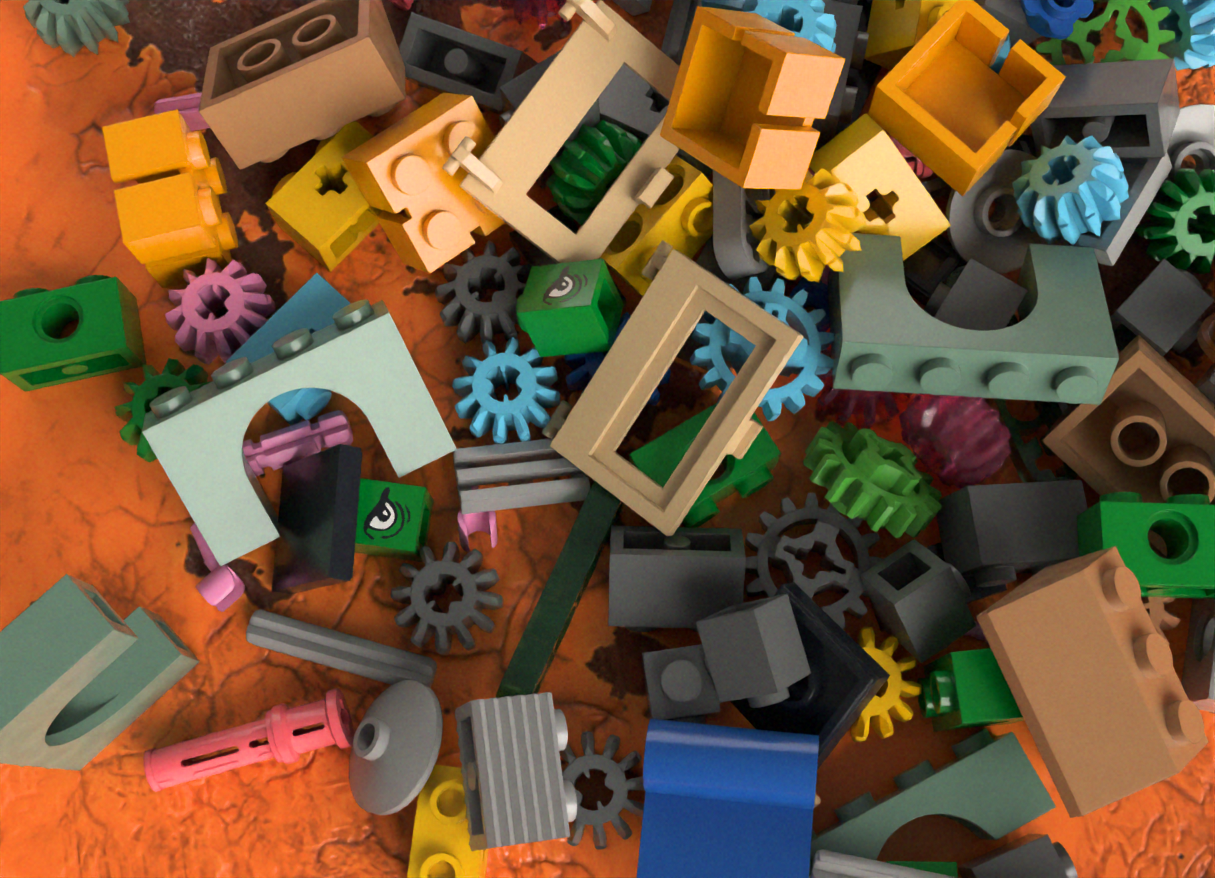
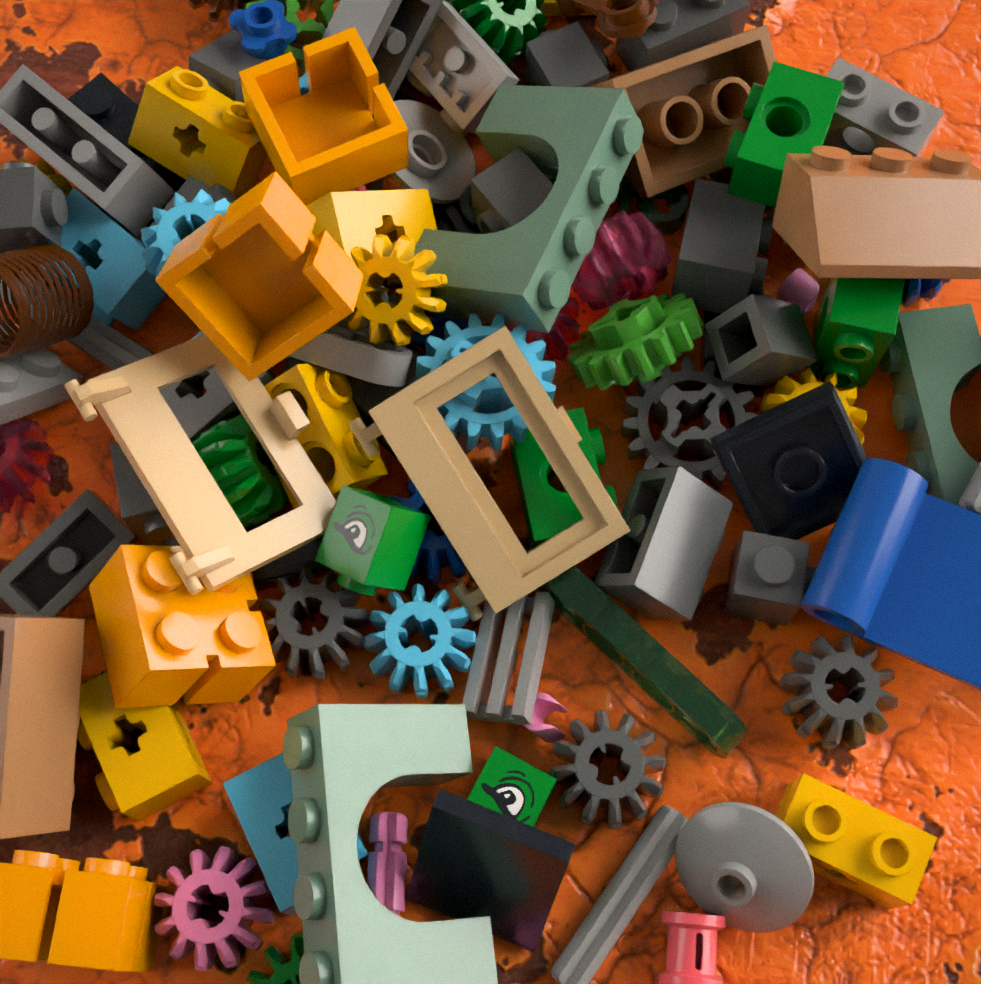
camera: 70 degrees left, 5 degrees down
(514, 770) = (819, 747): light grey brick -> none
(754, 651) = (769, 489): dark grey brick -> none
(1071, 190) = (440, 81): medium azure gear -> none

